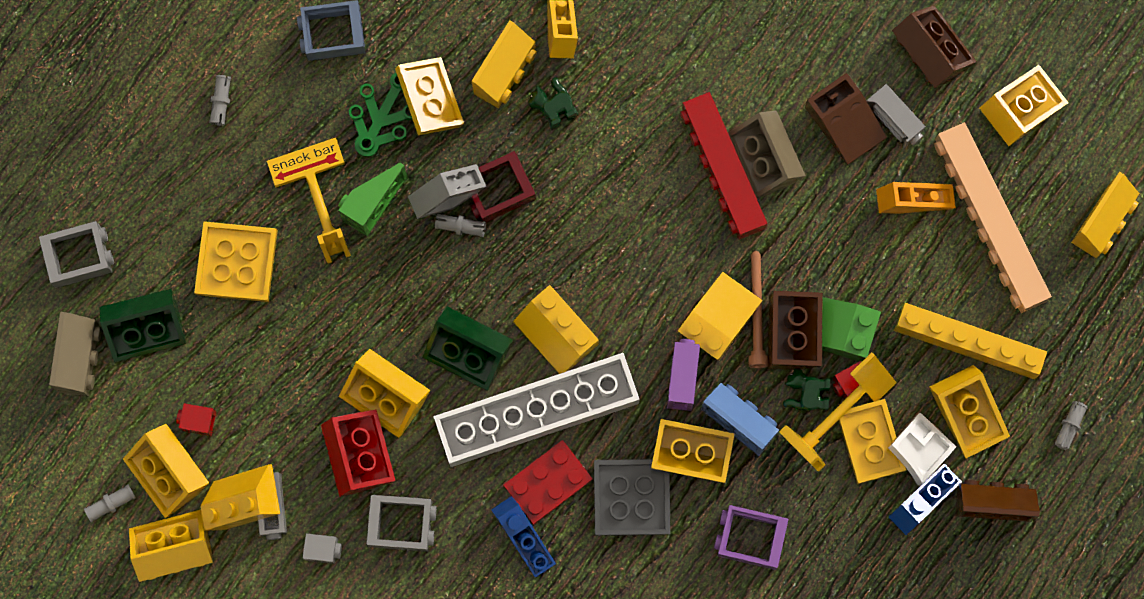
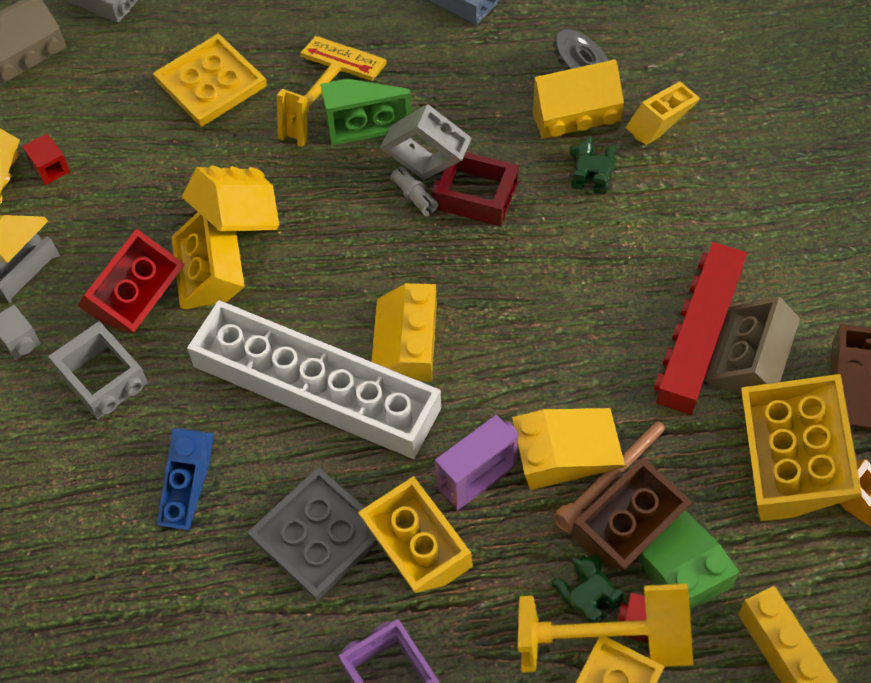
camera: 45 degrees right, 20 degrees down
(142, 325) = (90, 65): dark green slope -> none
(368, 341) = (233, 198): none -> yellow slope
(380, 119) = (414, 80): green plant -> none
(429, 96) = (491, 80): plate -> none
(467, 348) = (313, 283): dark green slope -> none
(473, 25) = (576, 50): none -> dark grey gear
(548, 482) = (259, 453): red plate -> none
(740, 418) = (494, 551): medium blue slope -> none
(849, 202) = (800, 446): none -> yellow slope

